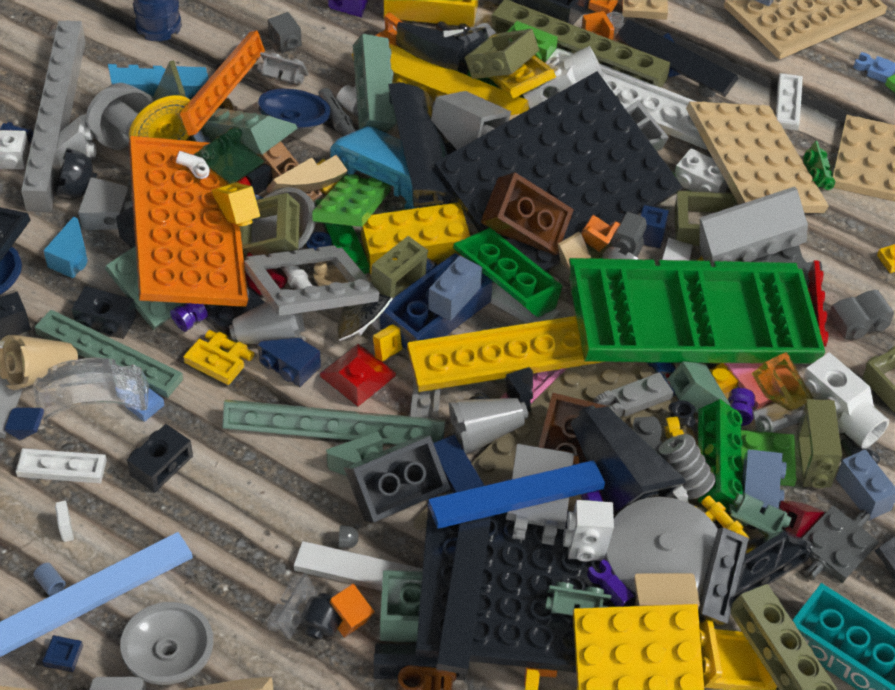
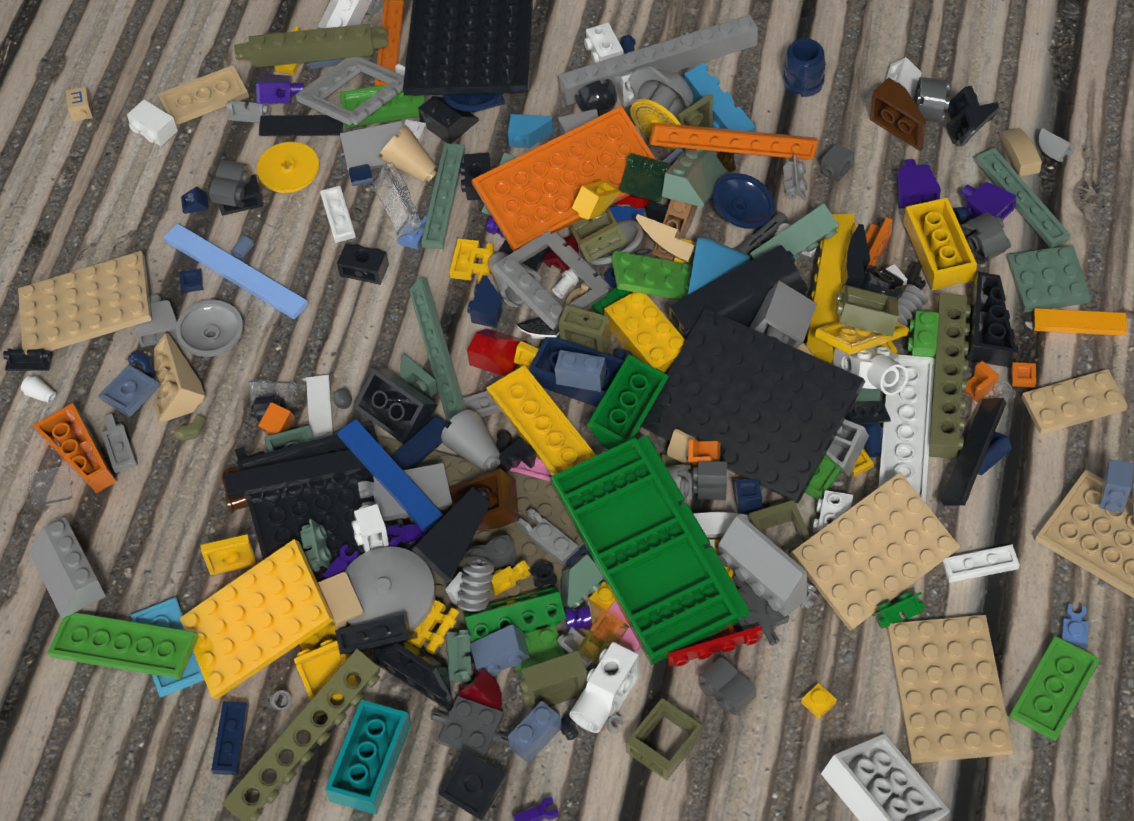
camera: 75 degrees right, 5 degrees up
(64, 521) = (288, 234): white tile -> none
(194, 163) = (620, 158): white arm -> none
(527, 213) = (688, 394): reddish brown slope -> none

